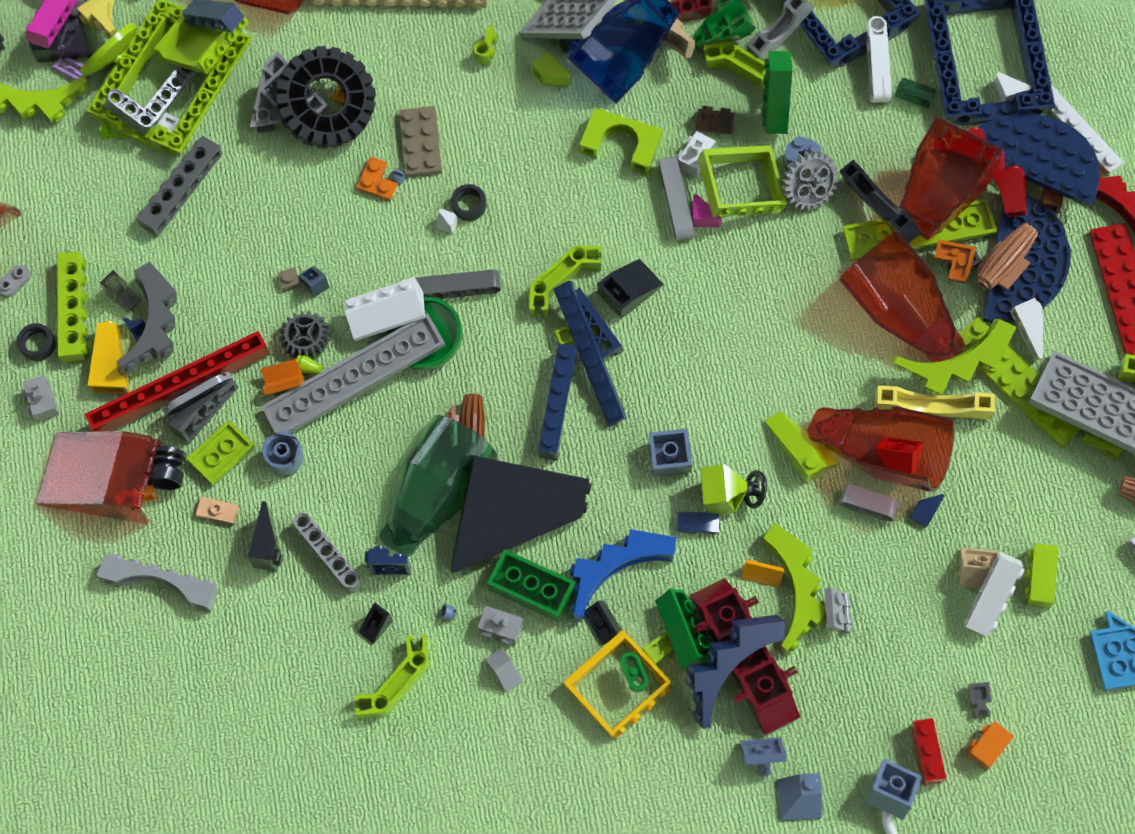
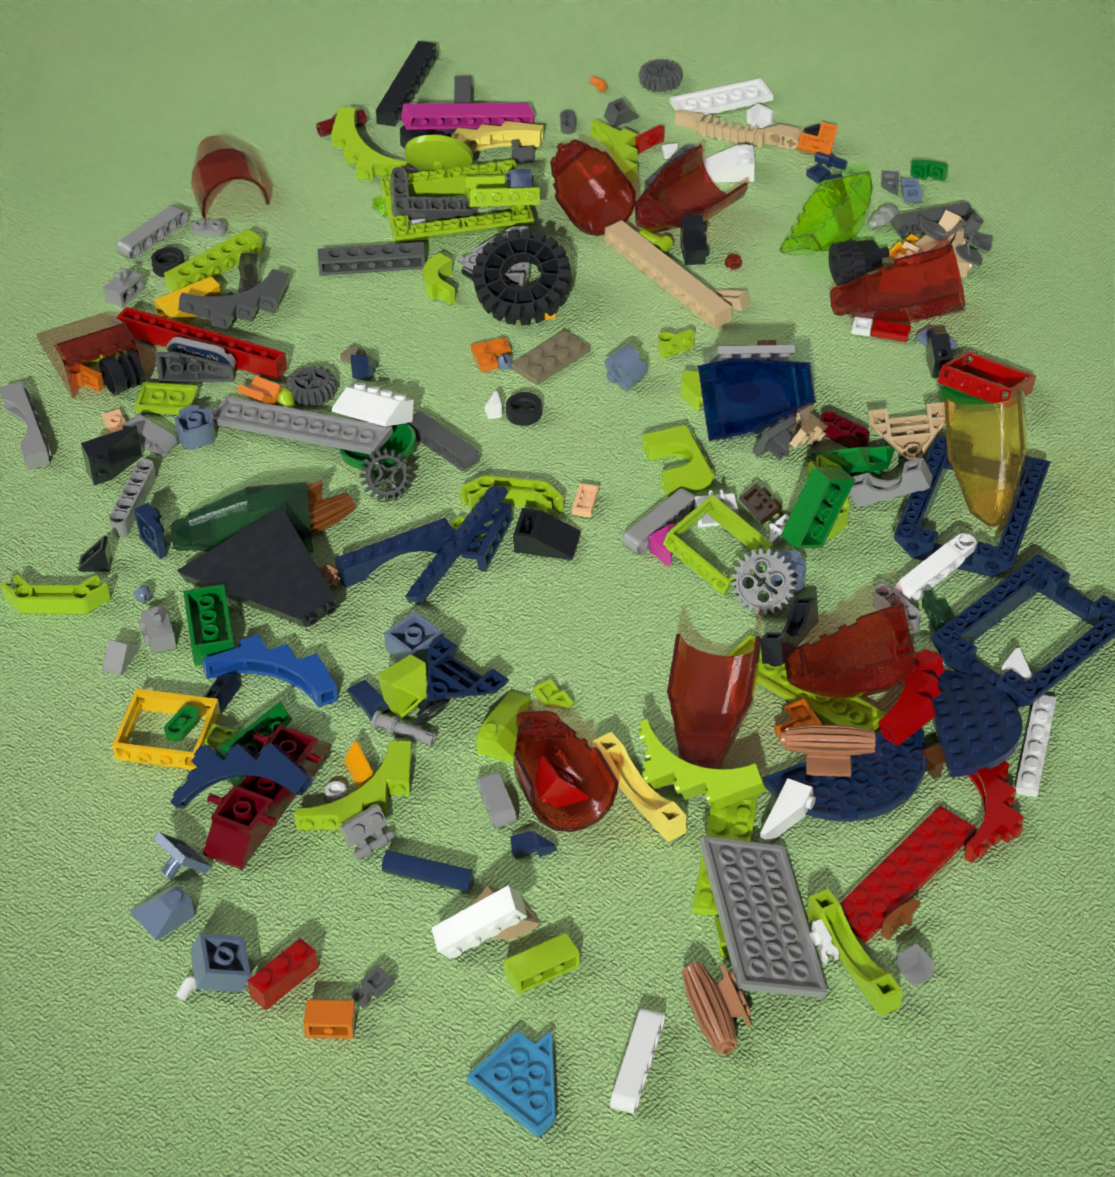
camera: 50 degrees right, 25 degrees down
(250, 161) = (434, 273): none -> lime arch
(252, 495) = (152, 436): none -> light grey beam
(467, 363) = (399, 465): none -> dark grey gear
(491, 101) = (625, 367): none -> sand blue brick
(545, 463) = (330, 575): none -> nougat gear
(608, 232) = (585, 500): none -> light nougat plate
(662, 61) = (776, 439): none -> dark grey plate
(740, 522) = (395, 726): none -> light grey pin
(741, 450) = (452, 678): none -> dark blue wedge
(749, 126) = (776, 530): none -> white slope
(771, 604) = (335, 791): none -> white tile
(792, 396) = (551, 696): none -> lime slope
(901, 112) = (886, 596): none -> light grey beam
(903, 594) = (428, 871): none -> dark blue brick

